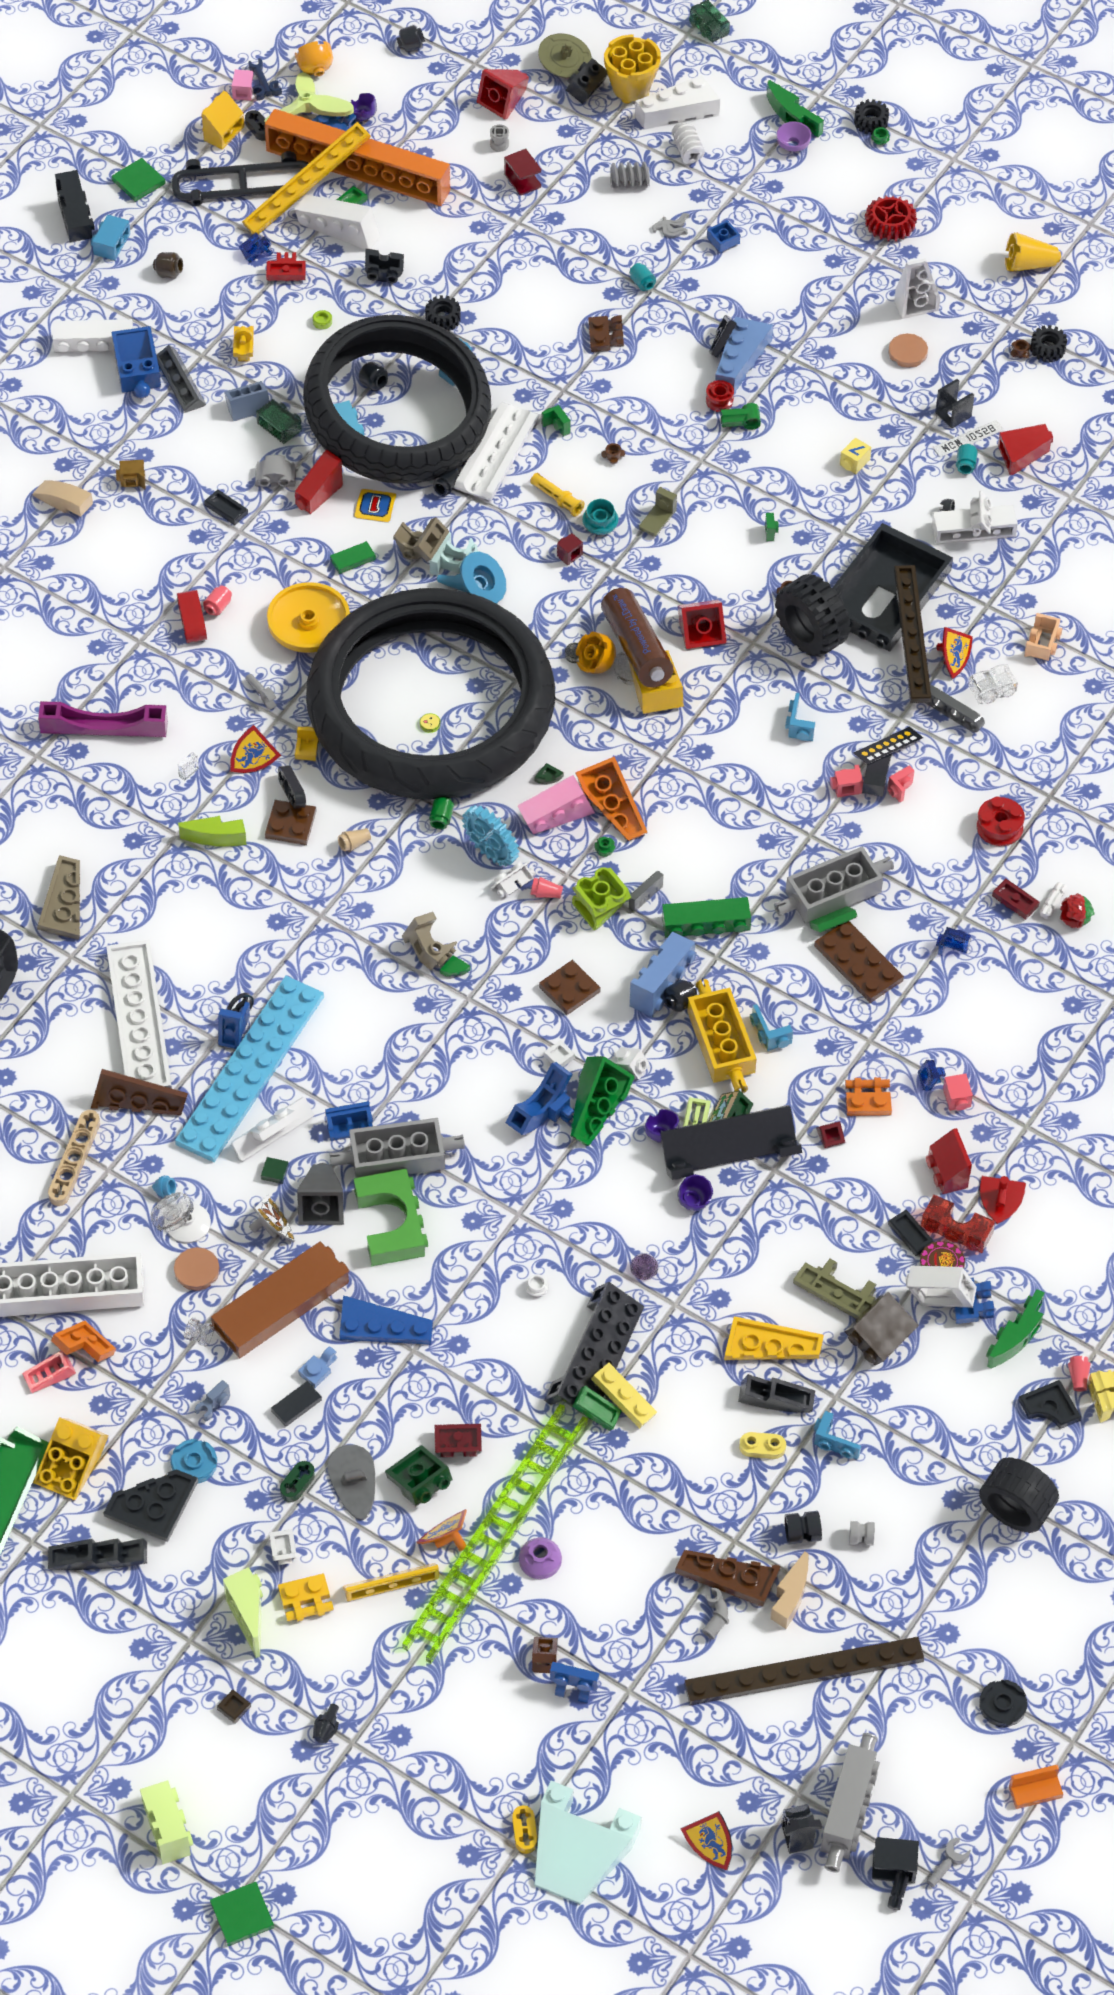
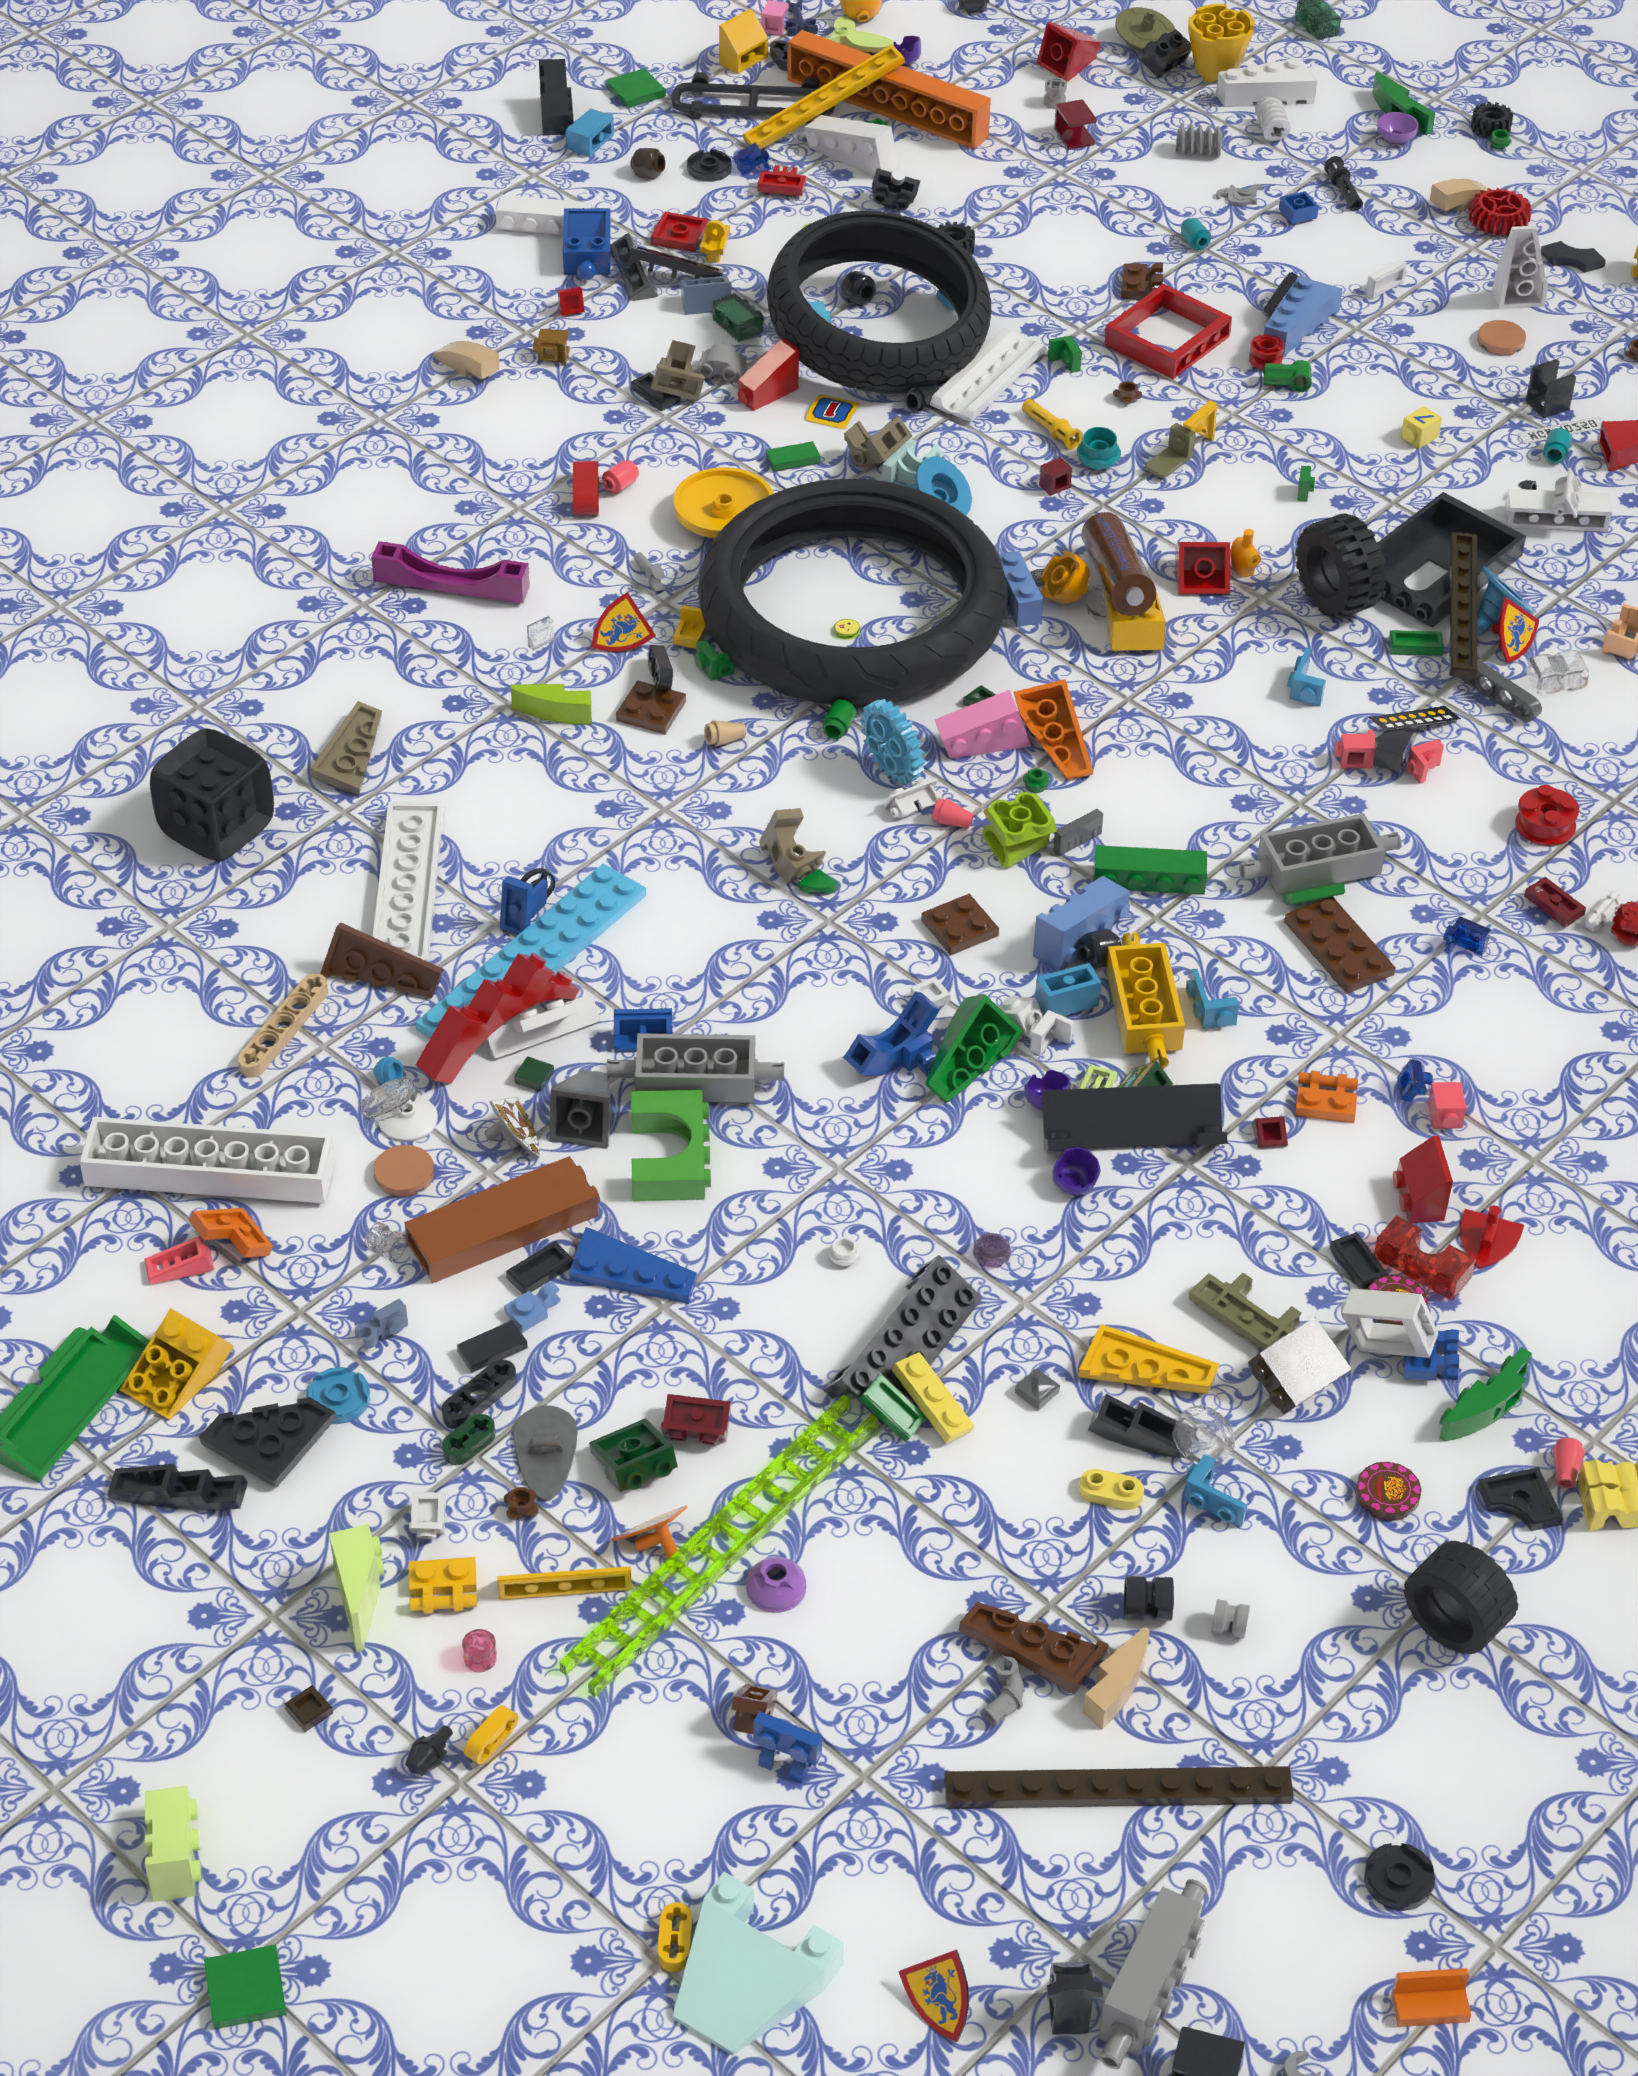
camera: 10 degrees right, 10 degrees down
(136, 424) = (570, 301): none -> red tile
(210, 334) = (679, 231): none -> red tile
(215, 373) = (672, 262): none -> black hinge
(218, 1145) = (494, 1004): none -> red arch
(219, 257) = (709, 165): none -> black tile
(241, 484) = (678, 368): none -> dark tan tile
(296, 1434) = (482, 1381): none -> black beam
(316, 1334) = (539, 1268): none -> black tile
(329, 774) = (711, 663): none -> green bracket
(343, 1649) = (477, 1659): none -> clear pink wheel
(347, 1519) = (520, 1496): none -> reddish brown plate
(366, 1705) = (491, 1734): none -> yellow beam
(566, 675) = (1024, 595): none -> medium blue arch
(624, 411) = (1170, 364): none -> red window
(654, 1070) = (1048, 1028): none -> white bracket
(663, 1038) = (1068, 990): none -> dark azure brick
(681, 480) = (1203, 420): none -> yellow tile
(696, 1374) = (1037, 1389): none -> dark grey tile
(733, 607) = (1244, 554): none -> light orange piece
(750, 192) = (1351, 197): none -> black pin
(806, 304) = (1386, 278): none -> white tile
(821, 1393) = (1201, 1432): none -> clear tile
(854, 202) = (1455, 193): none -> tan slope
(879, 670) = (1416, 643): none -> green tile
(940, 616) = (1492, 601): none -> dark azure piece
(957, 1414) = (1388, 1490): none -> reddish brown tile
(964, 257) = (1582, 259): none -> black tile

